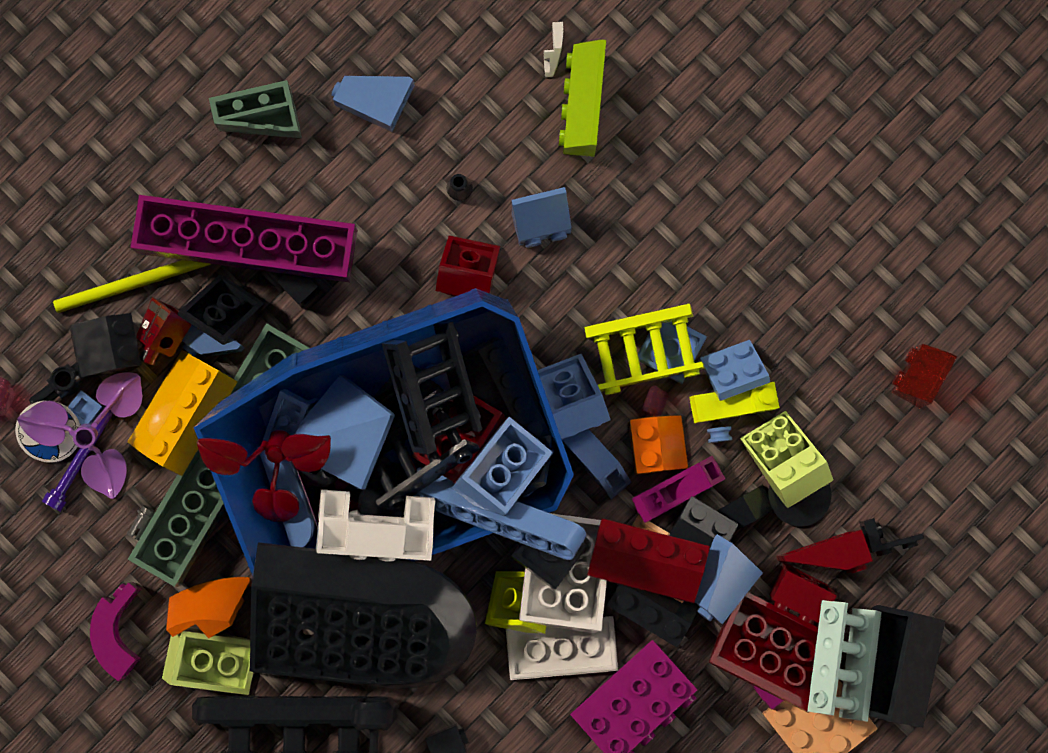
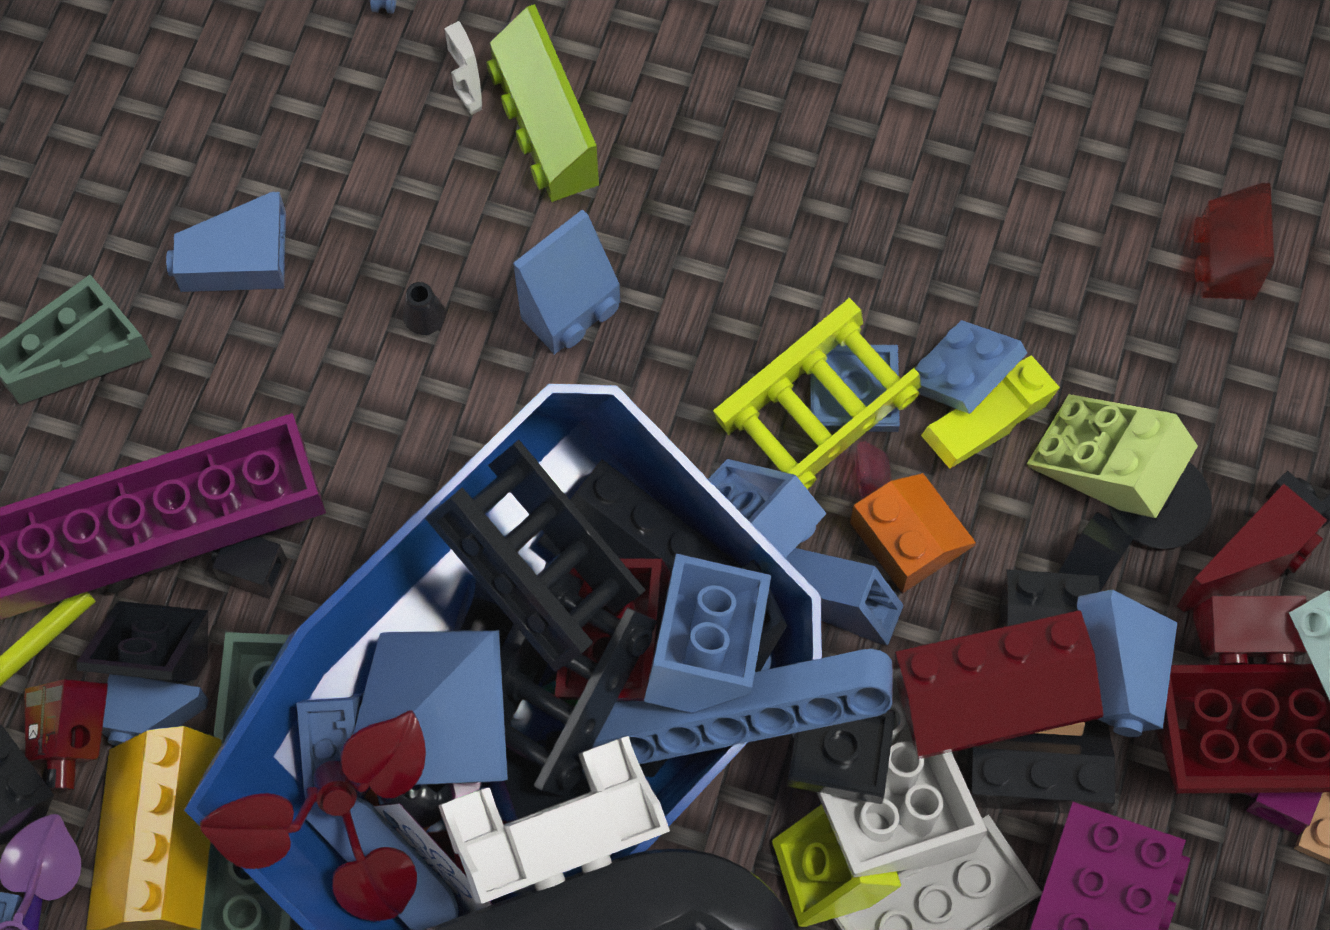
camera: 25 degrees left, 15 degrees down
(466, 266) = (484, 407): dark red slope -> none
(678, 489) = (981, 571): magenta arch -> none
(719, 434) = (994, 470): medium blue bush -> none

